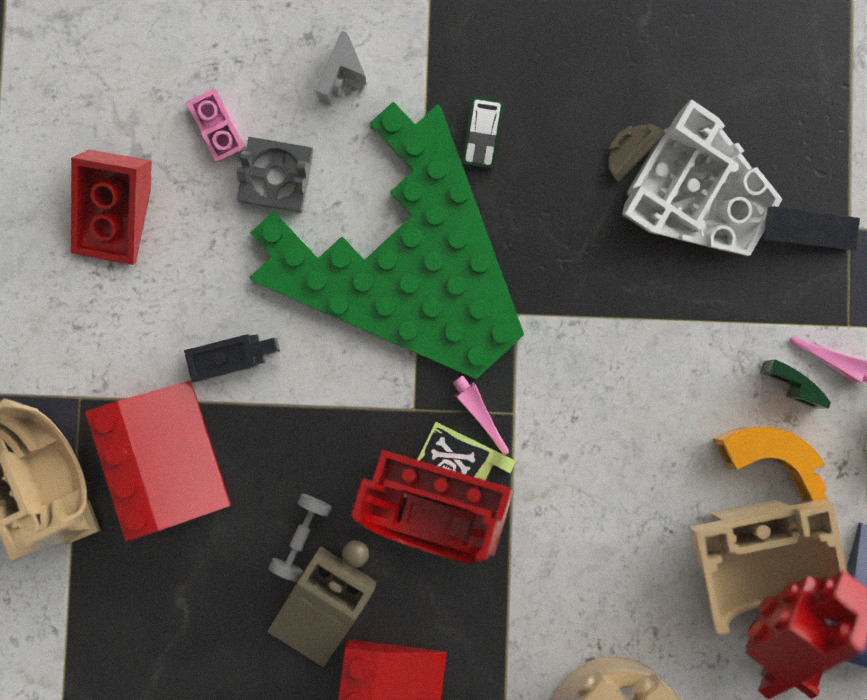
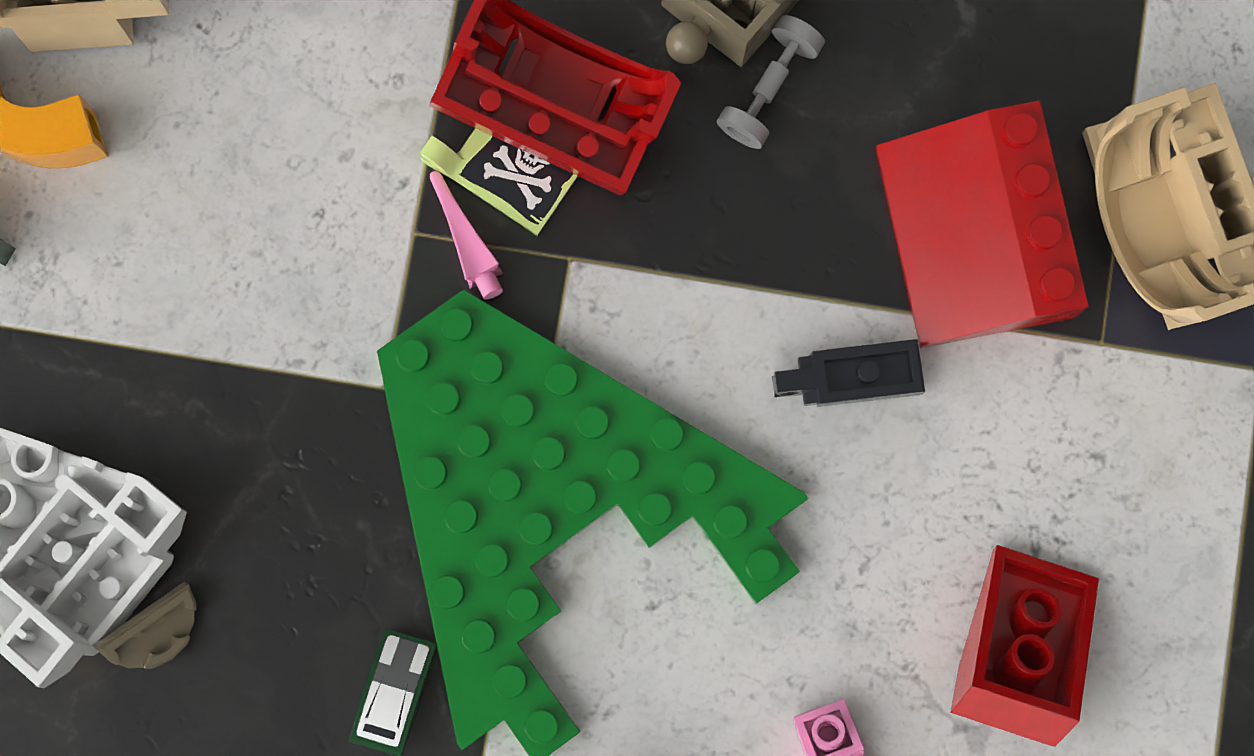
camera: 165 degrees left, 5 degrees down
(258, 147) = (797, 644): dark grey piece -> none

